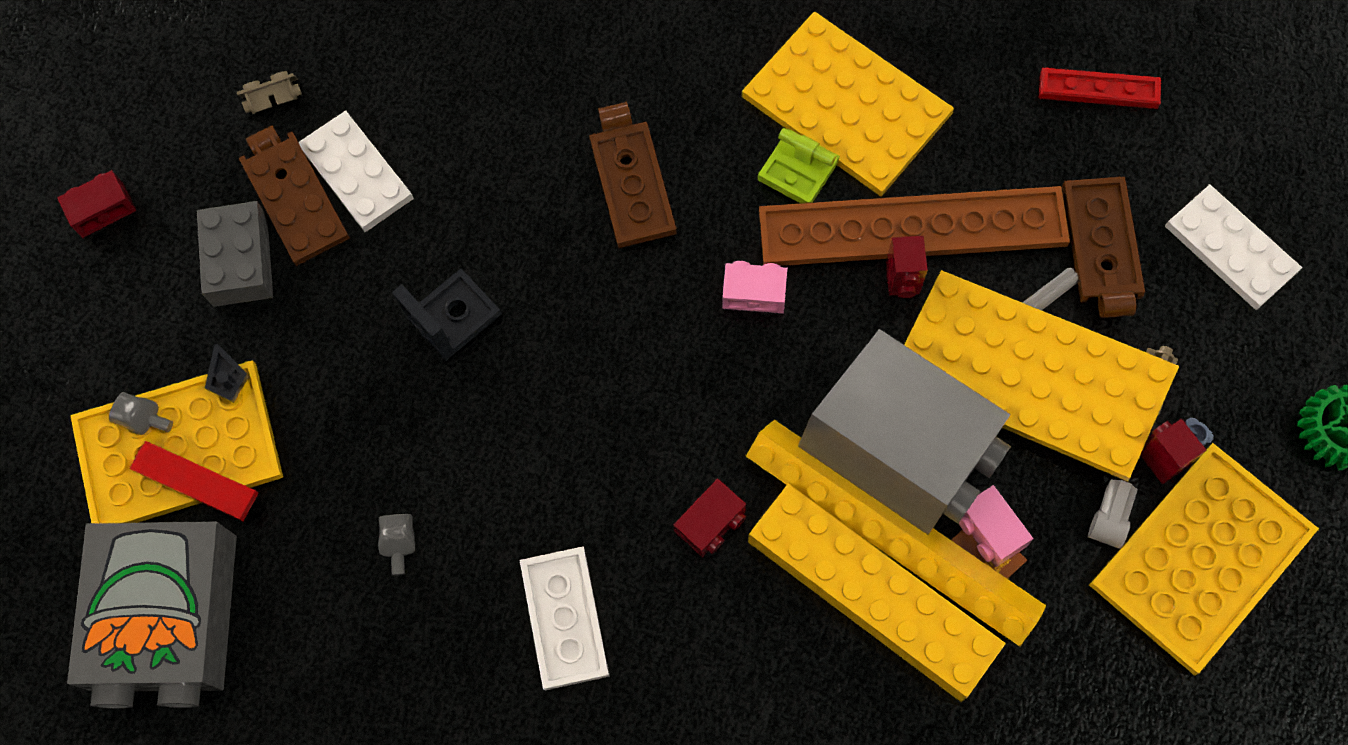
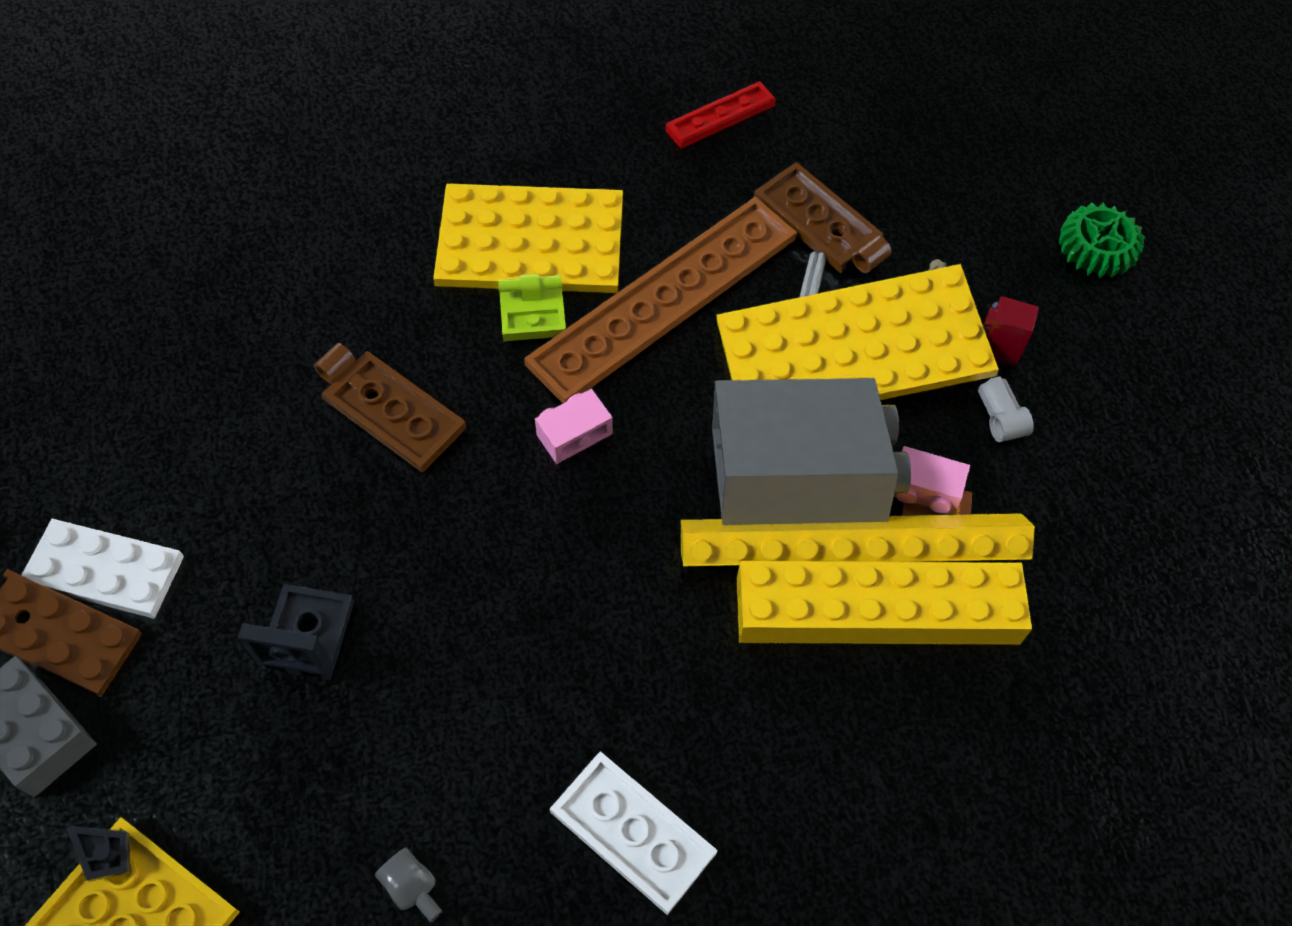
camera: 45 degrees left, 10 degrees down
(711, 518) = (693, 643): dark red brick -> none
(906, 266) = (689, 325): dark red brick -> none
(1203, 558) = (1095, 401): yellow plate -> none
(1233, 247) = (913, 167): white plate -> none

